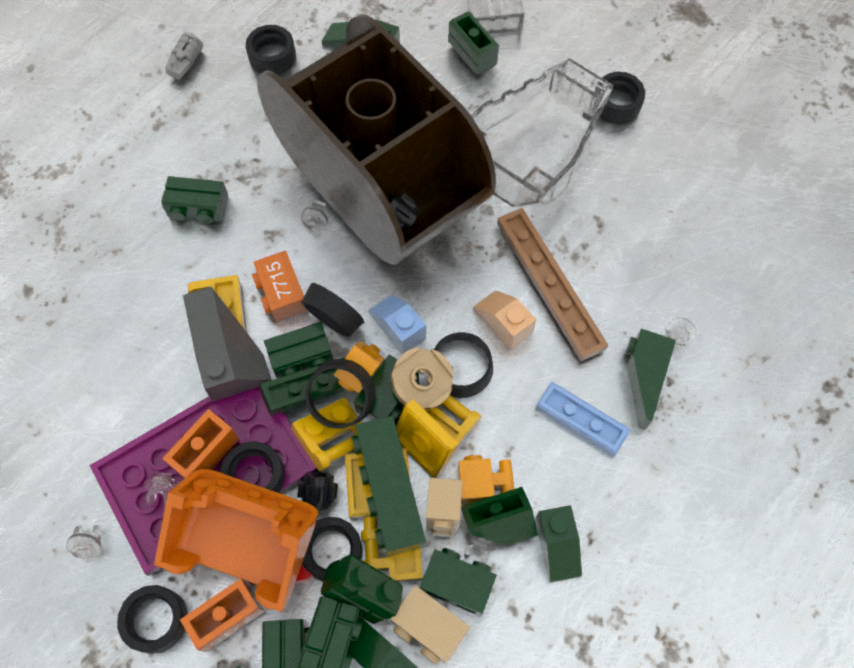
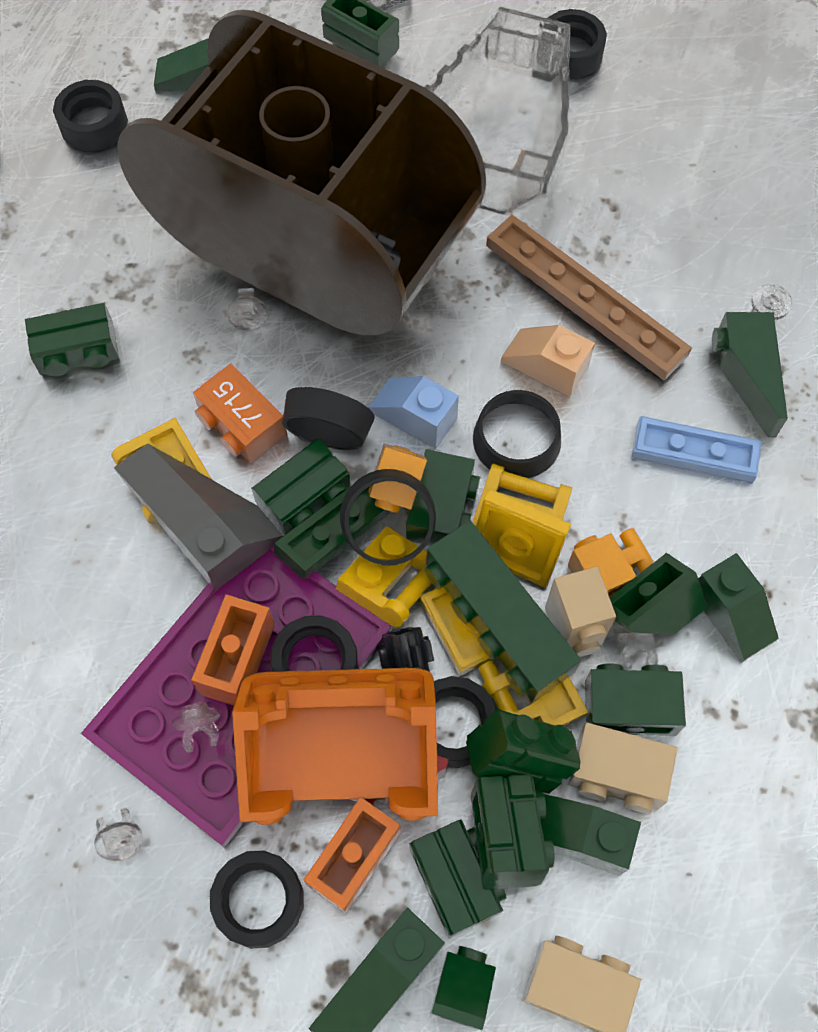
camera: 20 degrees left, 0 degrees up
(422, 361) = (488, 439): tan plate -> none

